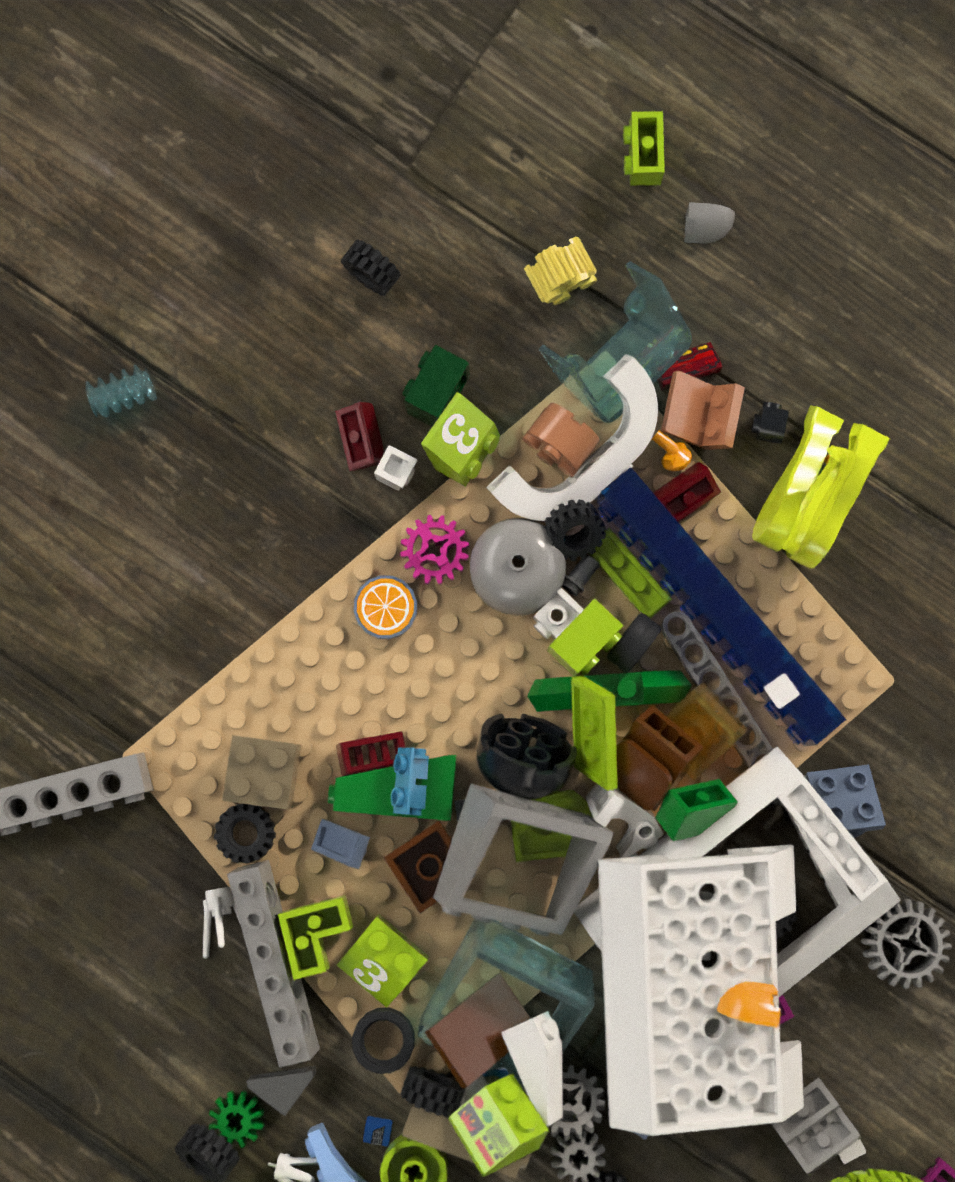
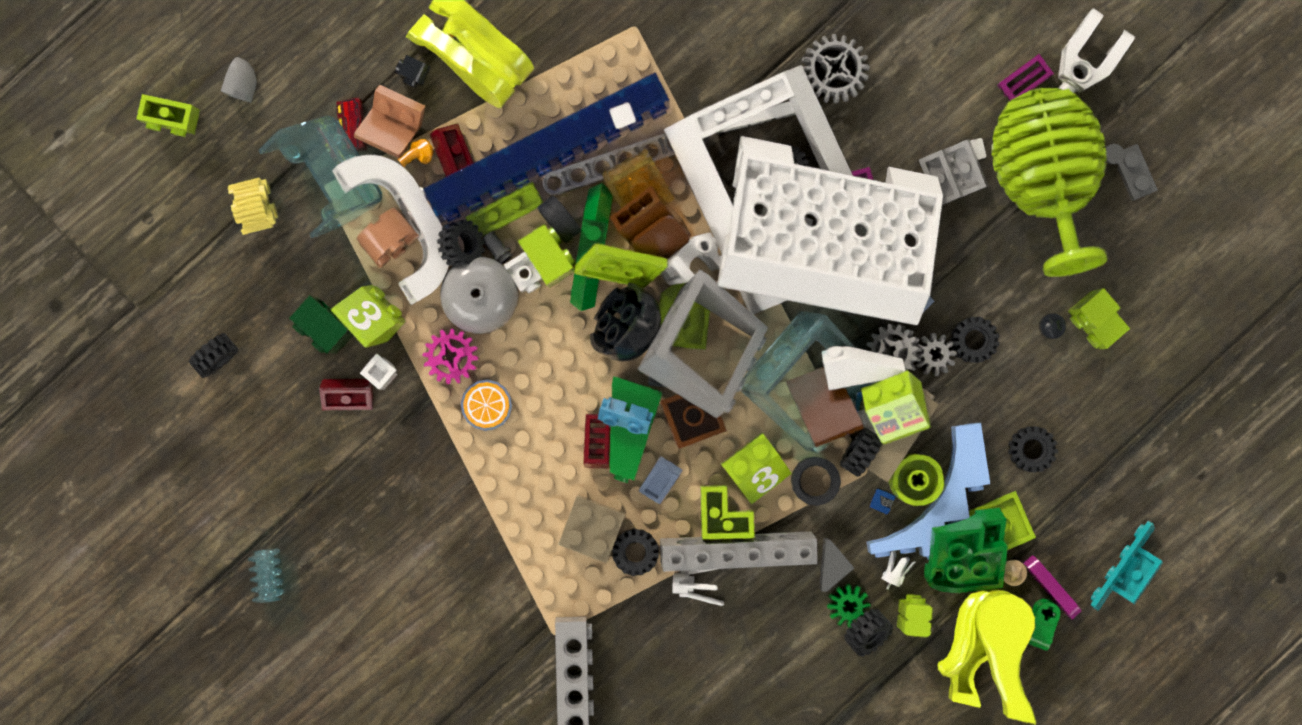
camera: 75 degrees left, 5 degrees up
(694, 808) = (696, 204): green slope -> none
(751, 1003) = (849, 197): light orange brick -> none
(850, 797) = (715, 82): sand blue plate -> none

